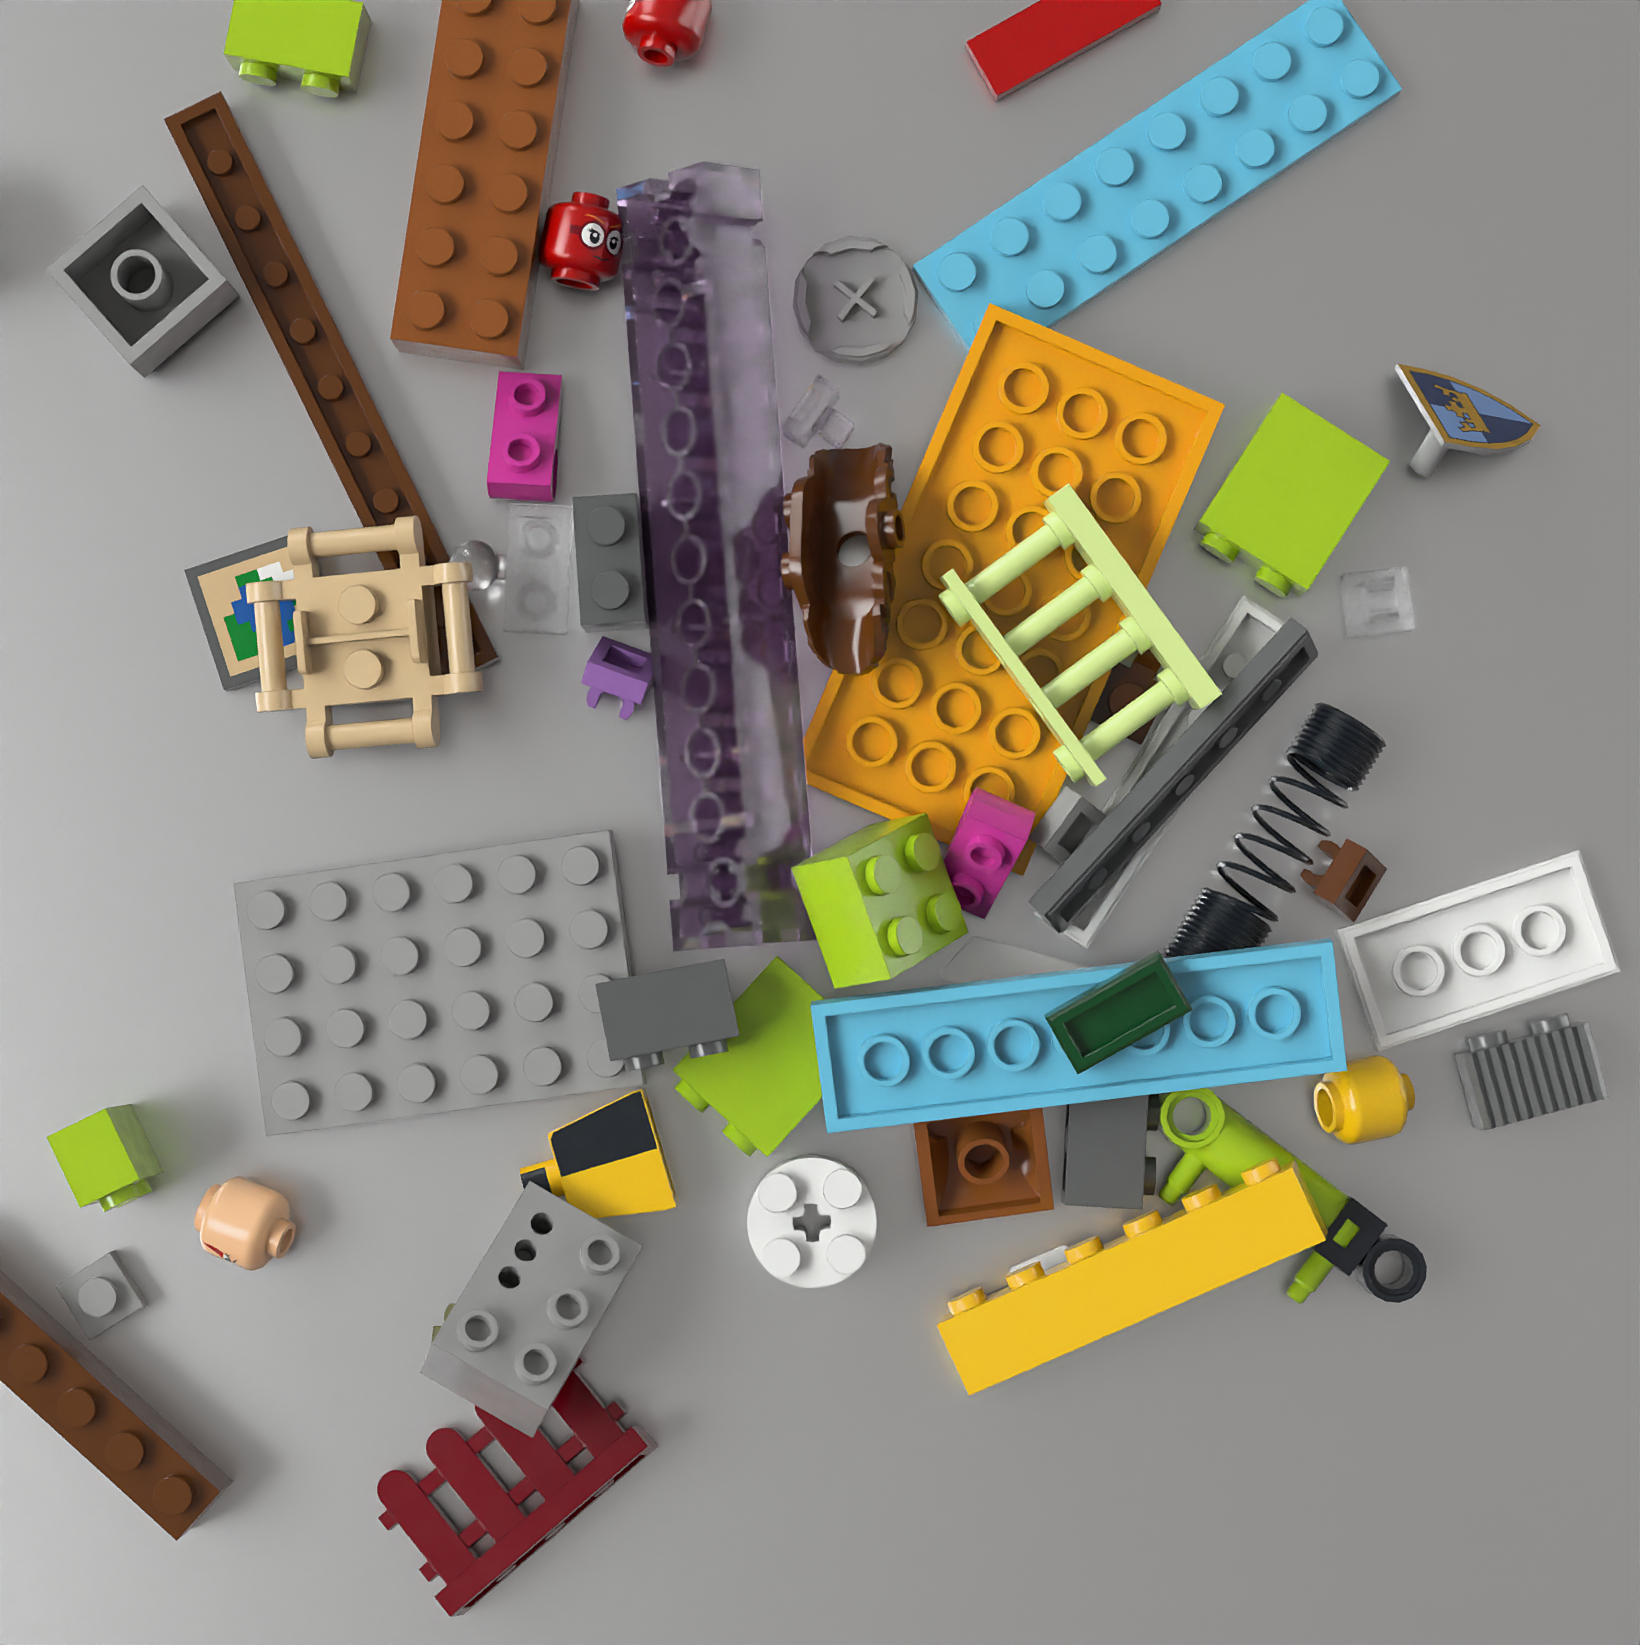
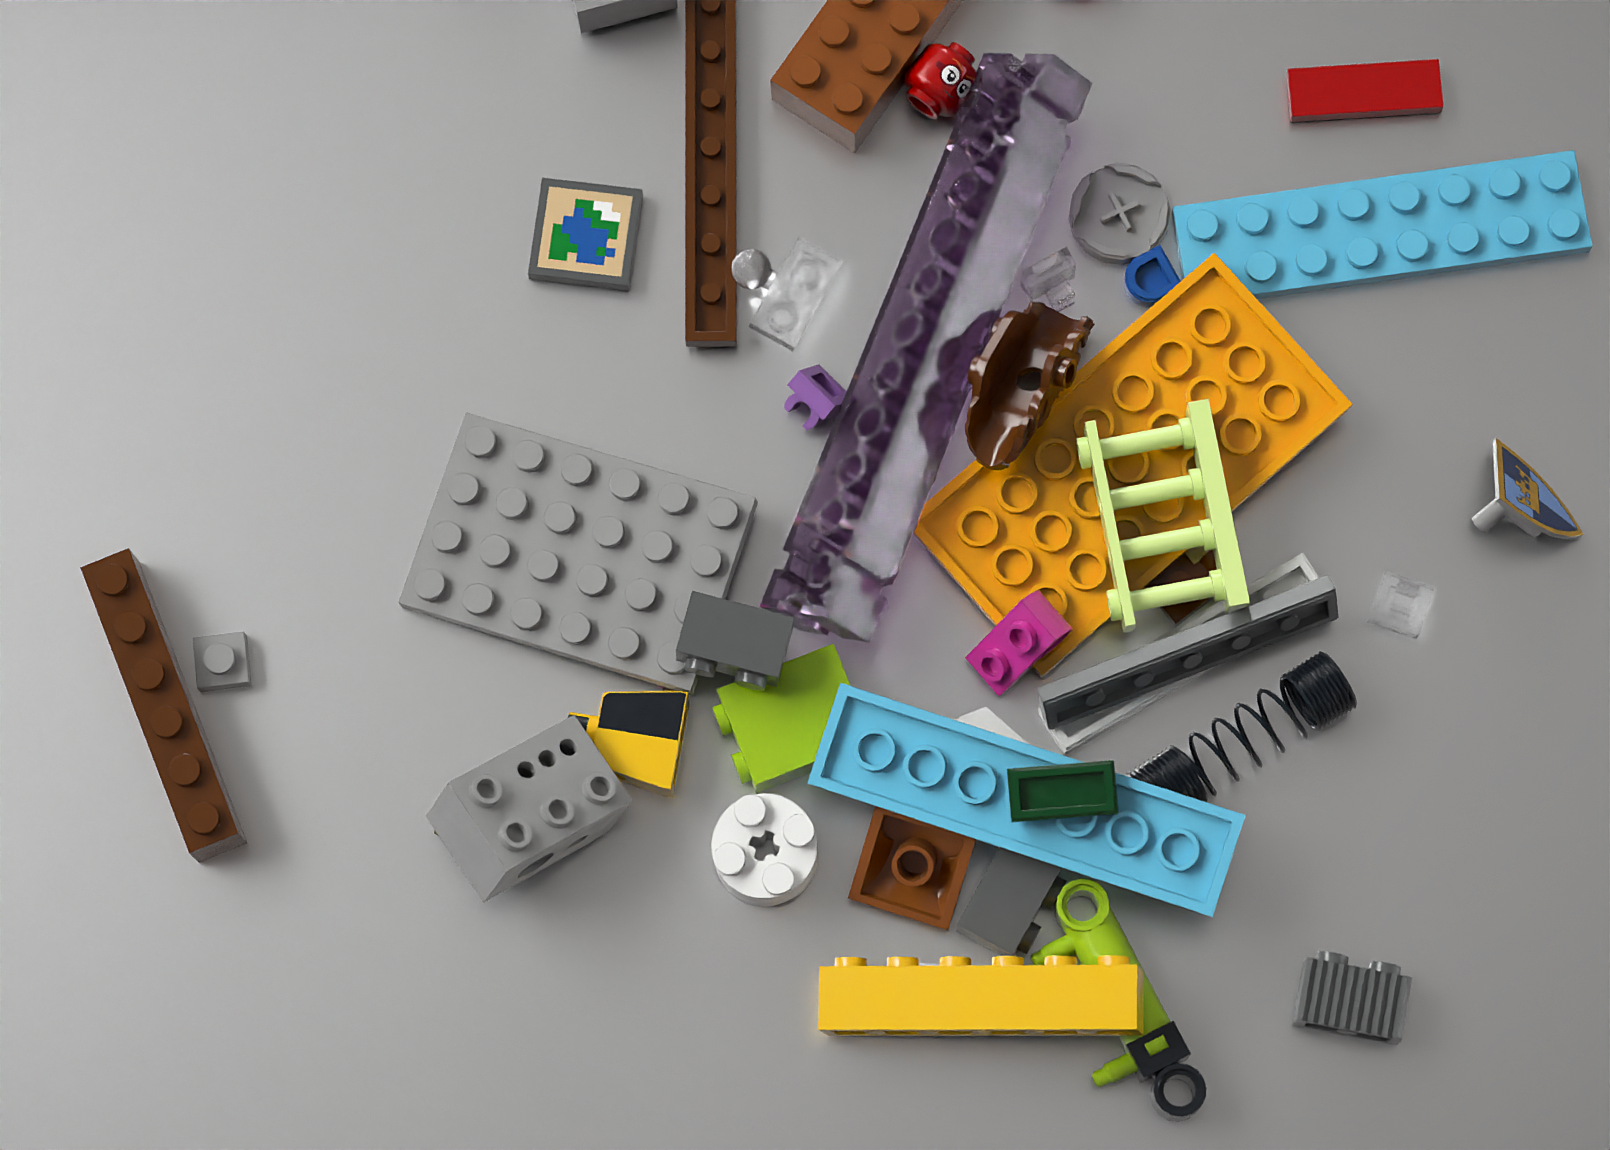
camera: 25 degrees right, 10 degrees down
(106, 1158) = (278, 557): lime brick -> none
(244, 1223) = (351, 656): light nougat head -> none
(365, 637) = (648, 279): tan brick -> none
(496, 1508) = (435, 976): dark red fence -> none
(525, 437) = (832, 198): dark pink plate -> none
(610, 563) = (849, 312): dark grey brick -> none
(880, 901) = (928, 636): lime brick -> none
(927, 359) = (1150, 277): none -> blue tile
(1066, 825) = (1090, 648): light grey plate -> none
(1290, 497) = (1370, 496): lime brick -> none
(1348, 879) = (1282, 791): reddish brown tile -> none
(1364, 1101) = (1217, 958): yellow head -> none
(1477, 950) = (1356, 893): white tile -> none

